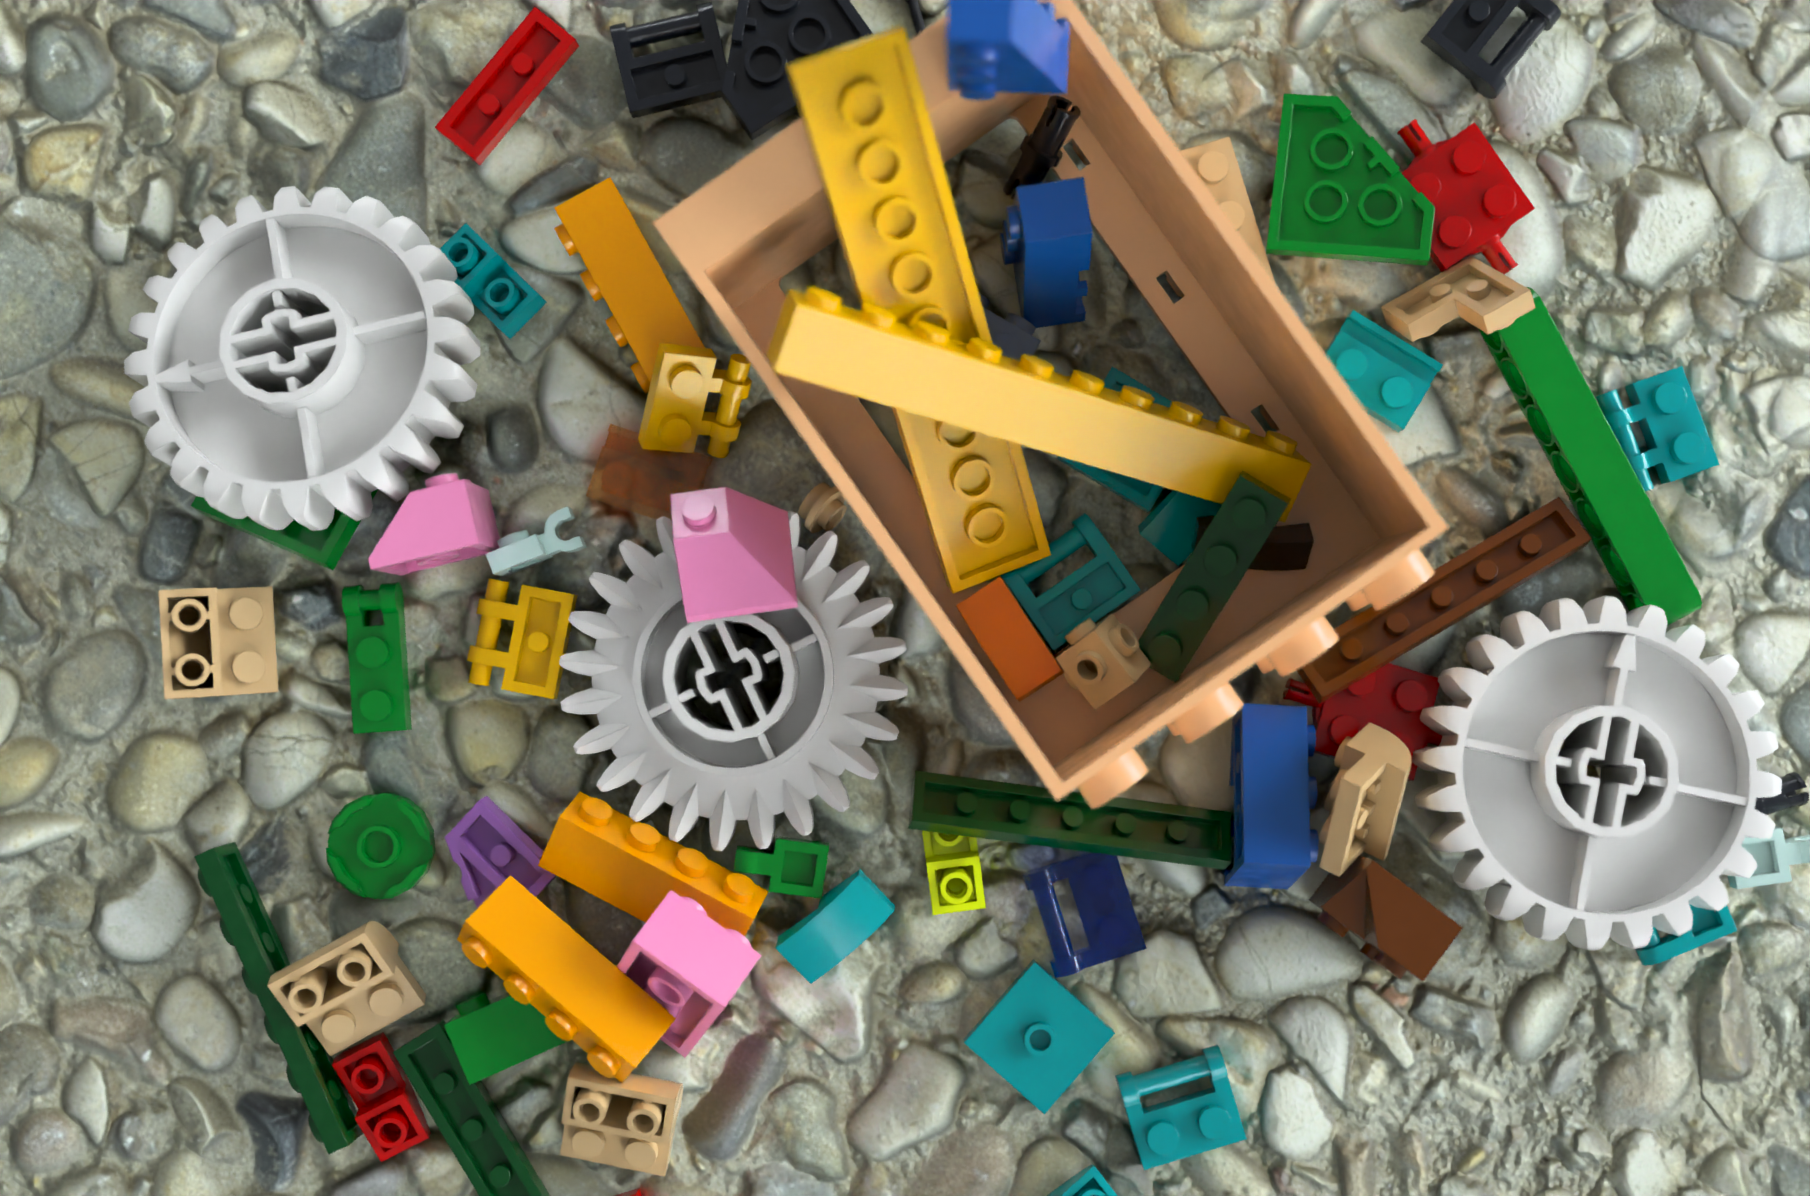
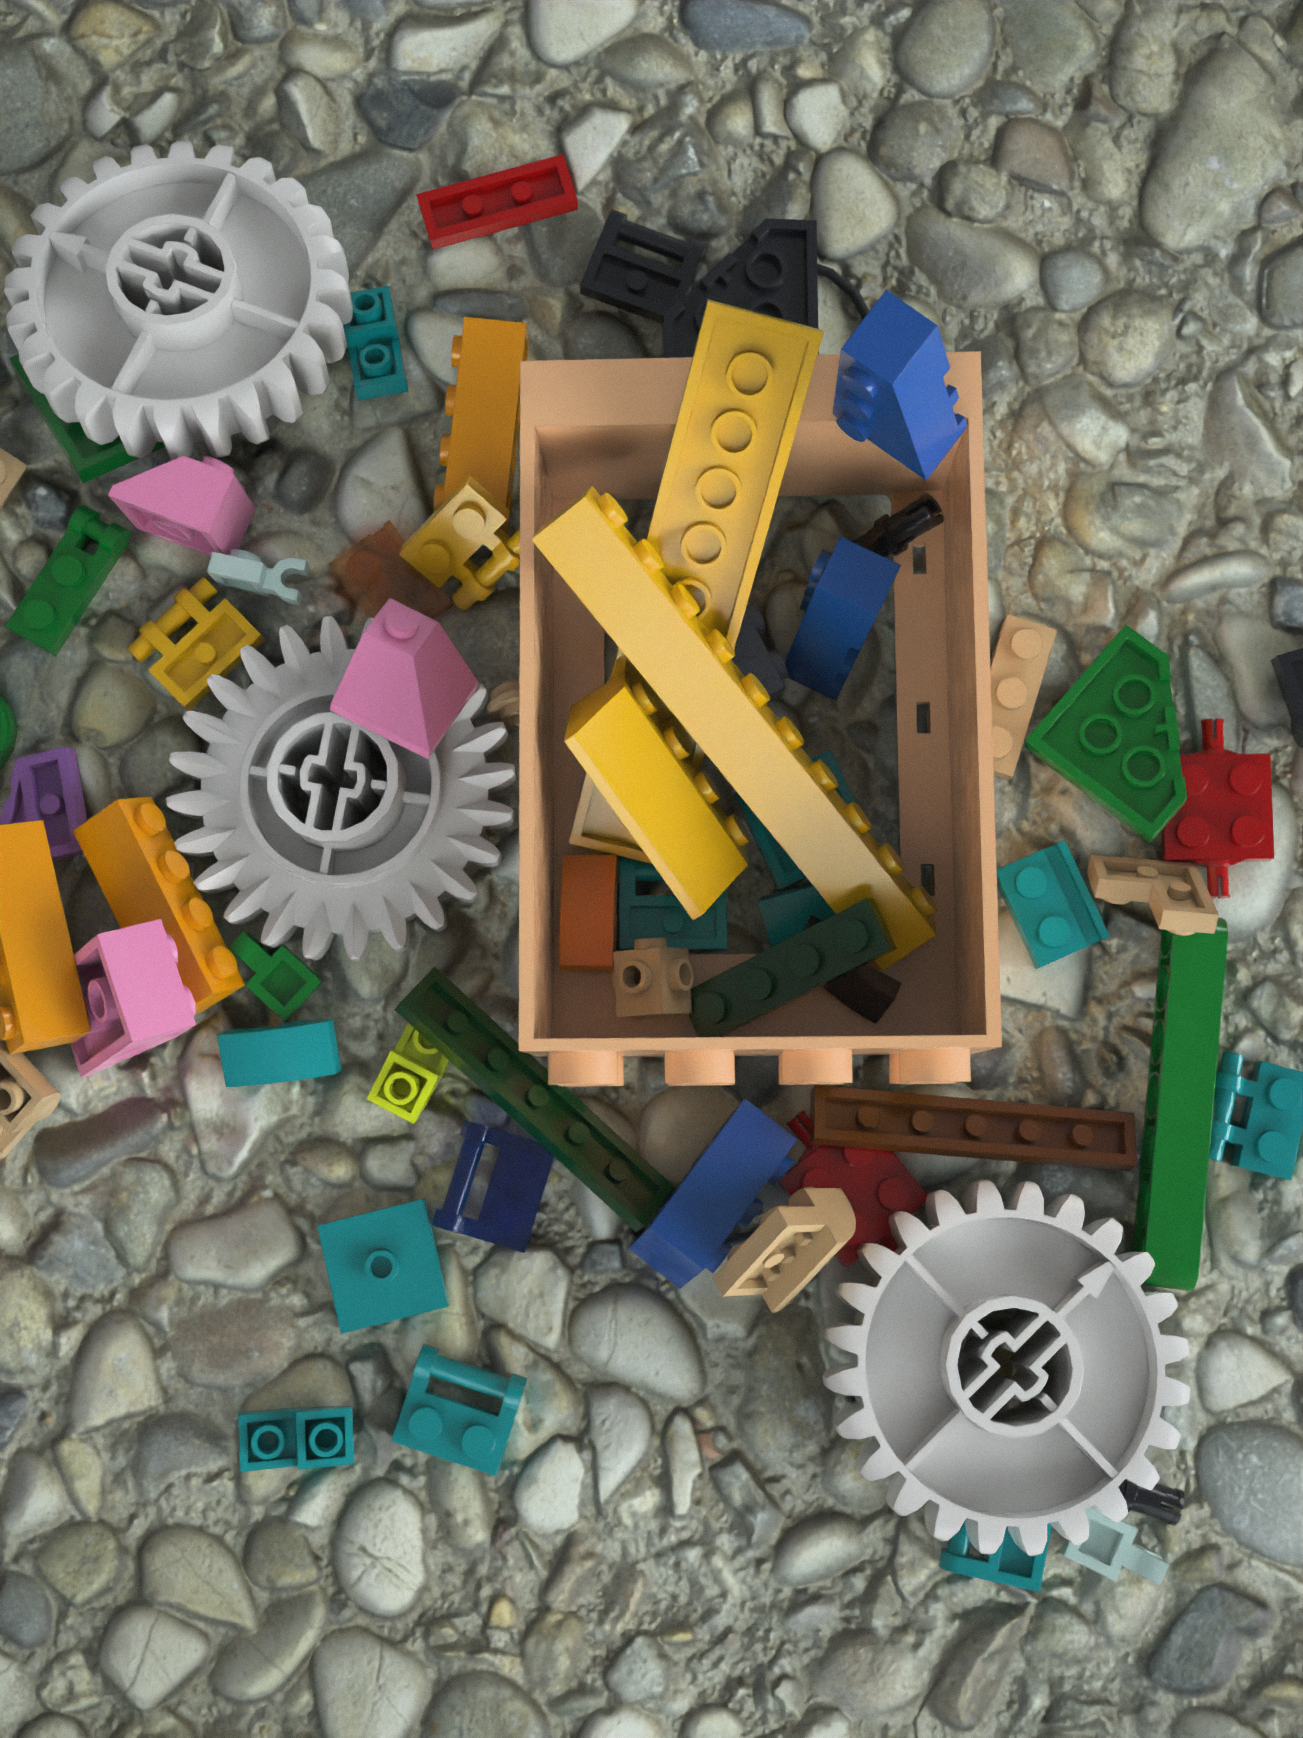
camera: 30 degrees right, 5 degrees down
(1007, 504) = (657, 791): none -> yellow slope
(1394, 921) = (743, 1361): reddish brown slope -> none

